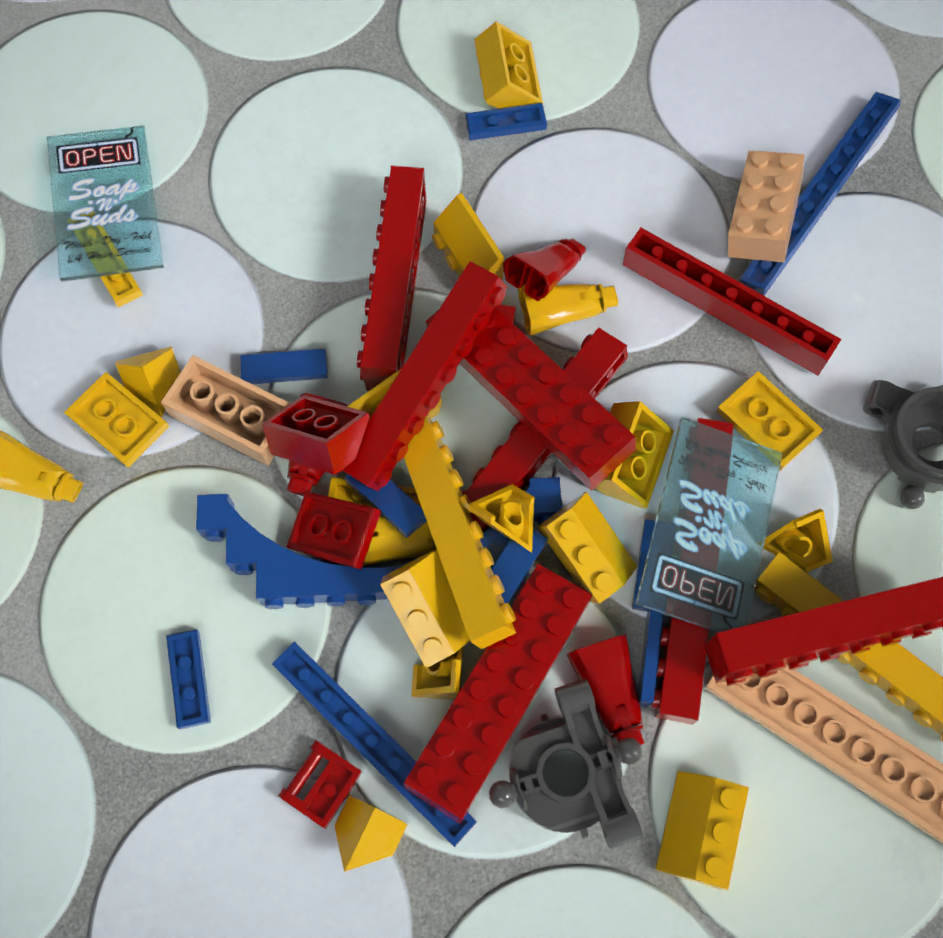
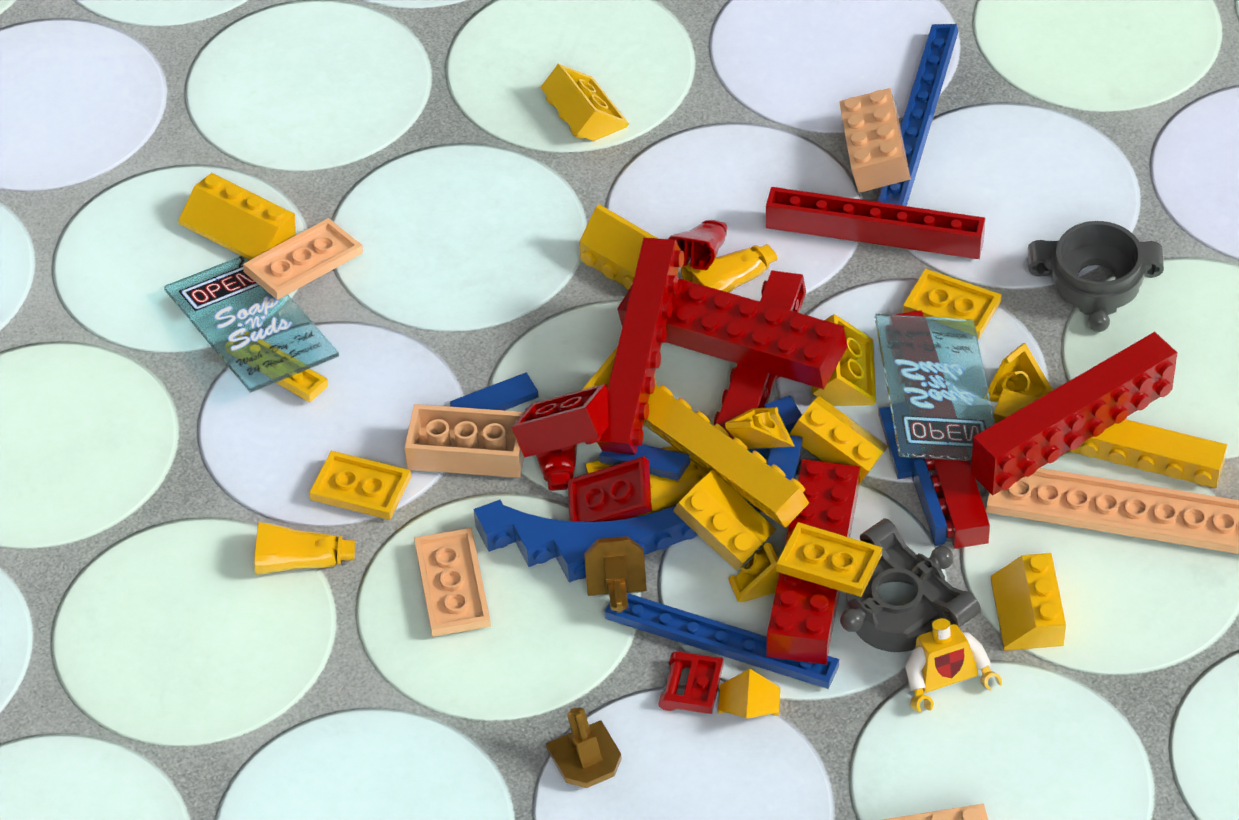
camera: 20 degrees left, 20 degrees down
(142, 89) = (236, 217): none -> yellow slope
(147, 566) = (452, 582): none -> light nougat plate
(150, 376) = (373, 440): yellow slope -> none
(178, 833) = (586, 753): none -> pearl gold piece
(179, 150) = (302, 258): none -> light nougat plate
(188, 679) = (533, 653): blue tile -> none
(298, 621) = (615, 568): none -> pearl gold piece
(394, 276) = (563, 290): red brick -> none
(504, 720) = (829, 559): none -> yellow plate
(506, 121) = (601, 147): blue tile -> none
(583, 873) = (944, 659): none -> torso
(612, 684) = (906, 519): red piece -> none

